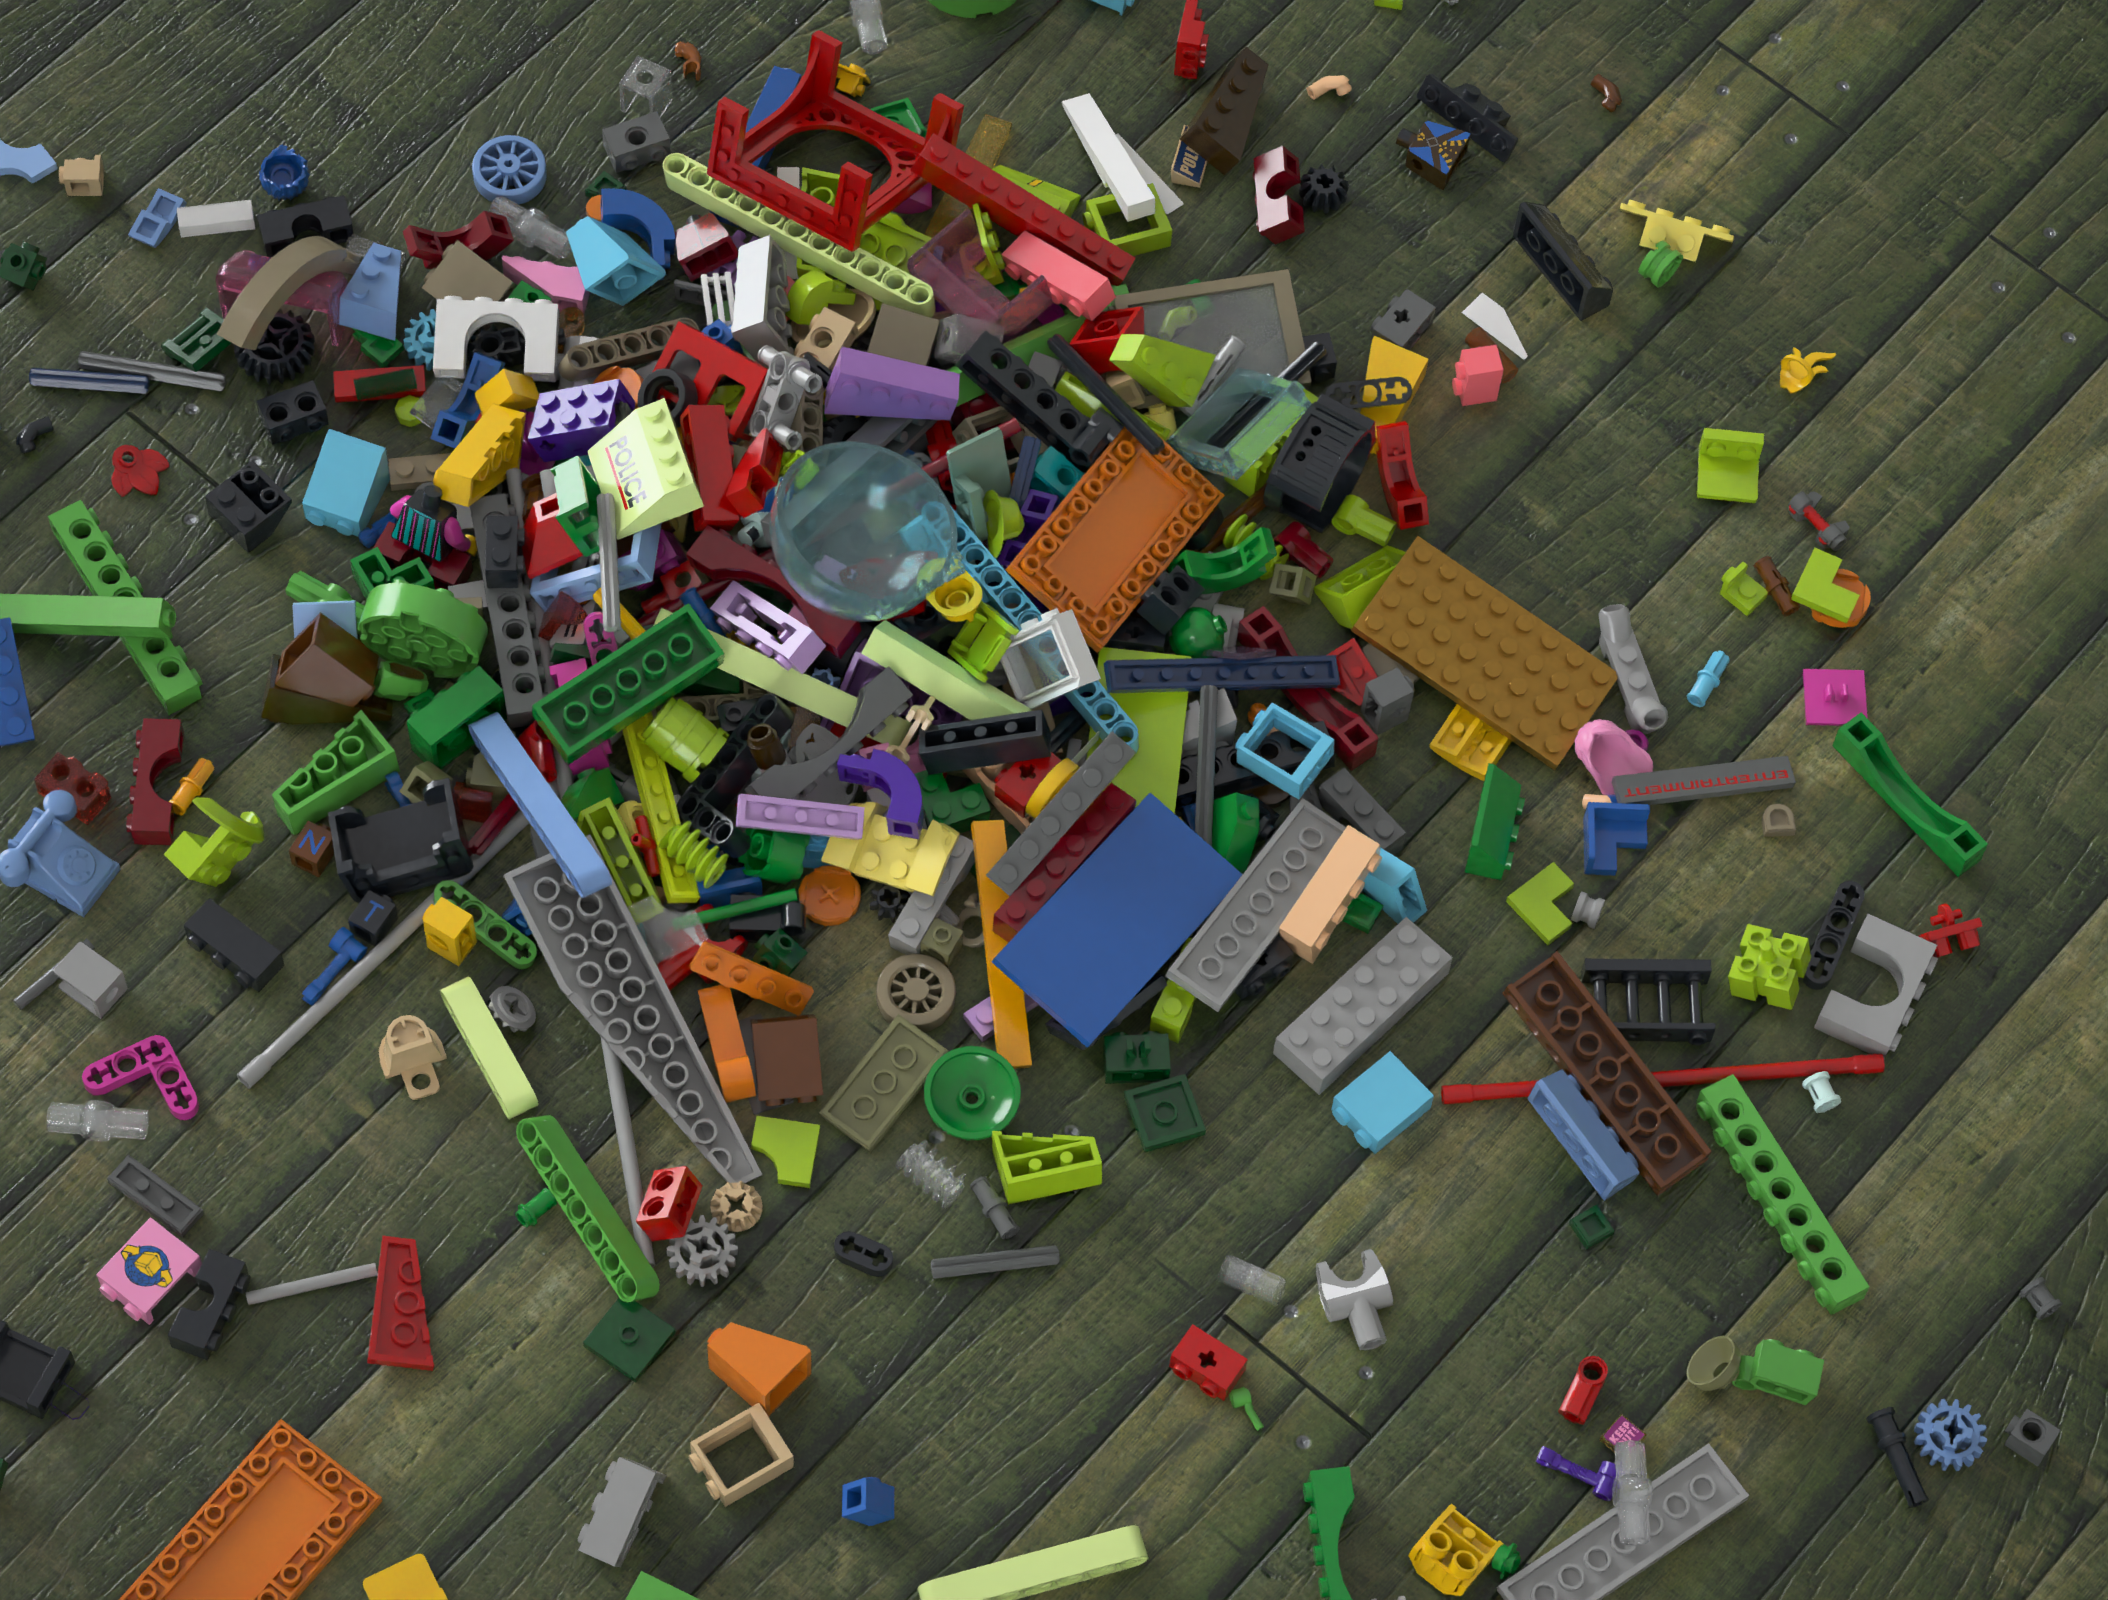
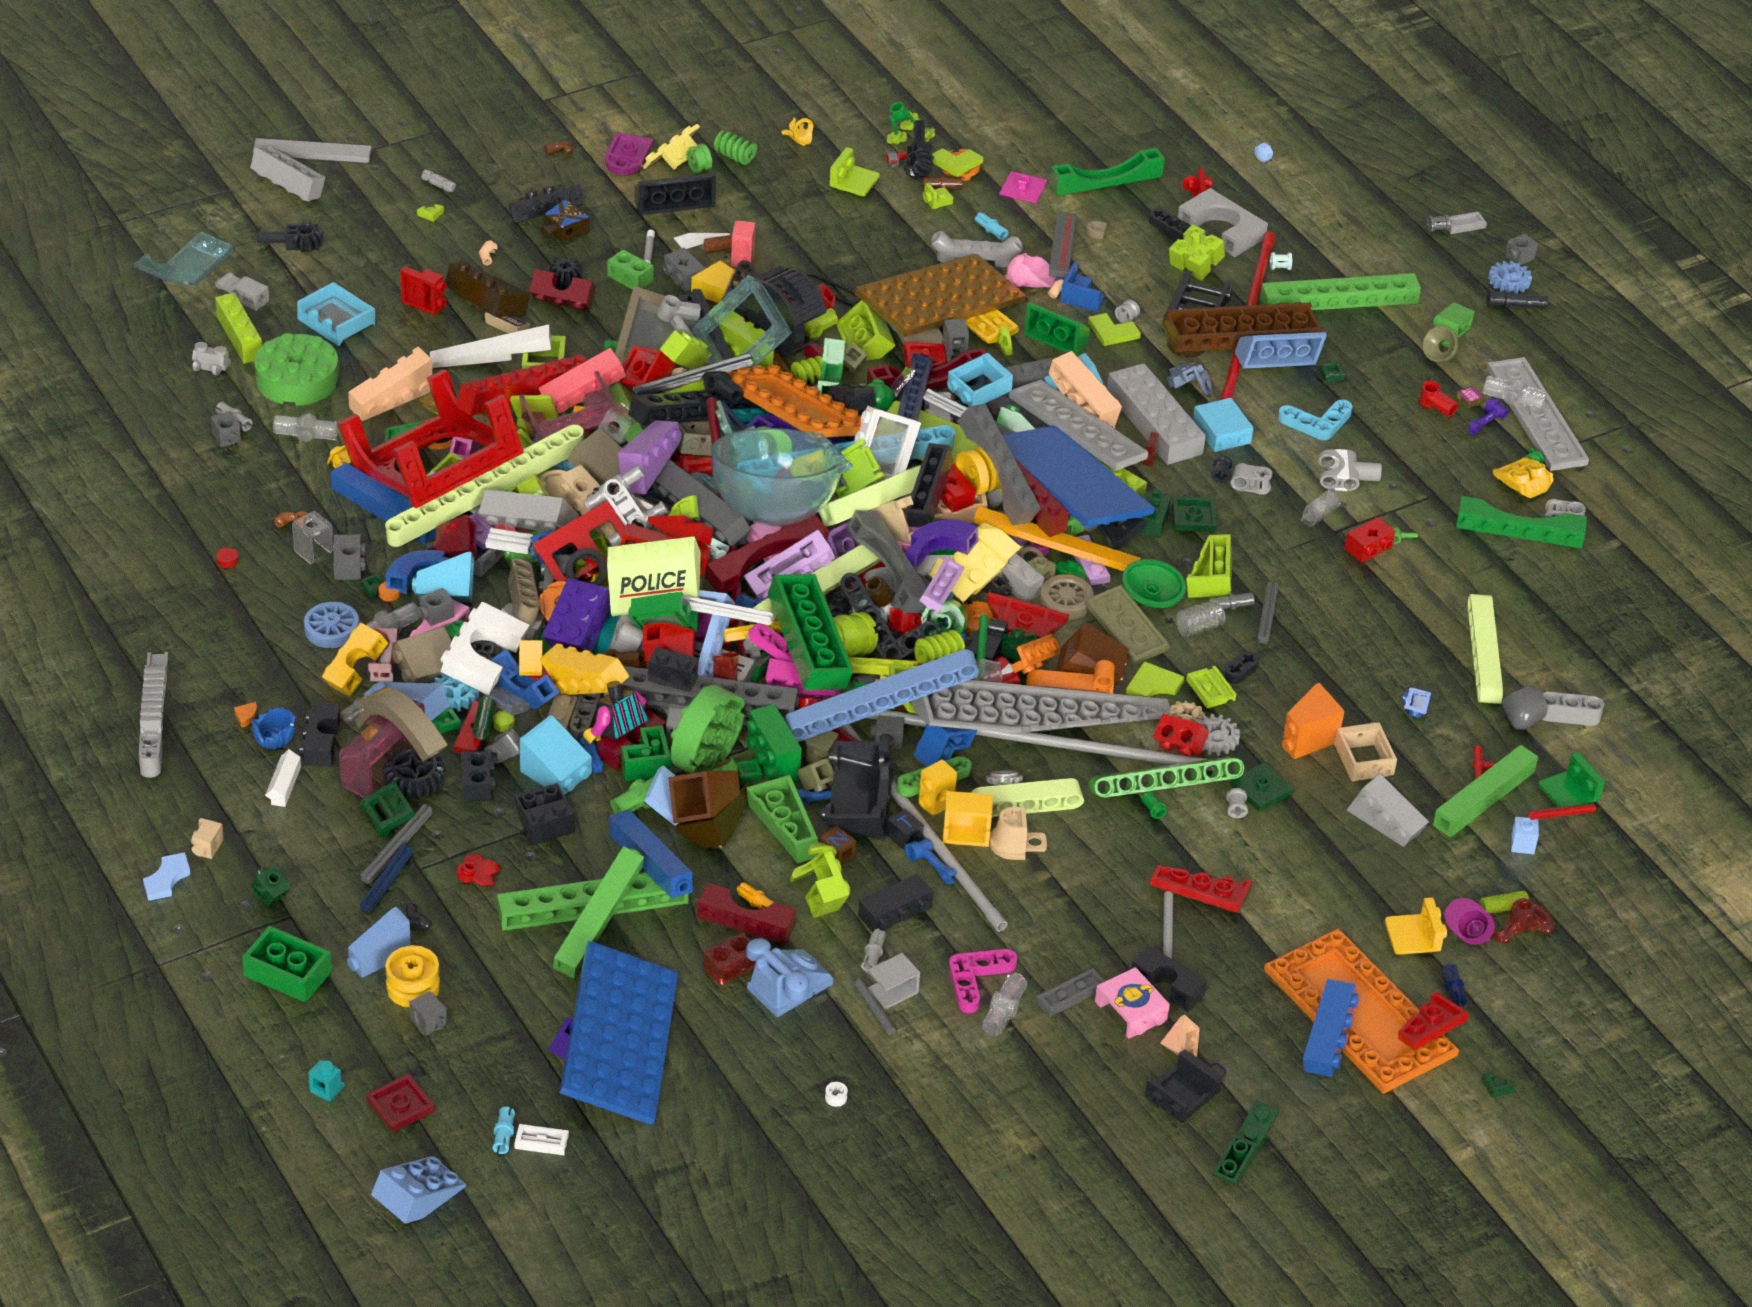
camera: 70 degrees left, 20 degrees down
(107, 1352) = (1182, 1036): none -> light nougat slope
(146, 944) = (873, 950): none -> light grey axle
(158, 219) = (264, 812): medium blue slope -> none
(167, 1522) = (1330, 1028): none -> blue brick
(197, 639) = (659, 861): none -> blue brick
(212, 63) = (152, 714): none -> light grey piece
(318, 139) = (245, 713): none -> orange tile
(351, 422) = (505, 746): none -> dark grey piece
(406, 979) = (967, 818): none -> yellow piece
(449, 209) = (362, 643): none -> yellow arch
(555, 272) = (436, 607): none -> dark grey brick
(576, 1311) = (1237, 806): none -> light grey bush
(589, 19) = (227, 557): none -> red tile
(801, 1223) = (1211, 687): none -> lime plate
(842, 952) = (1026, 615): none -> red wing
(974, 985) = (1069, 568): none -> green tile
(981, 75) = (392, 386): none -> light nougat wedge
(1271, 342) = (672, 307): none -> light grey piece
(1275, 1018) = (1152, 449): none -> clear red tile
(1275, 1167) = (1250, 477): none -> light grey piece
(1281, 1125) = (1221, 471): none -> black bush
(1366, 262) = (630, 270): none -> bright green brick
(1433, 271) = (649, 246): none -> light grey bar
(1446, 766) = (1005, 341): none -> lime tile
(1459, 1242) = (1320, 428): none -> medium azure beam
(1474, 1031) = (1184, 373): none -> sand blue piece
(1478, 517) = (836, 284): none -> black piece
(1634, 175) = (627, 153): none -> magenta plate
(1712, 300) = (735, 147): none -> bright green piece
(1809, 532) = (919, 154): none -> black gear
(1879, 476) = (907, 120): none -> plant
(2072, 1340) = (1466, 222): none -> light grey tile
(2089, 1002) = (1263, 152): none -> light blue tile

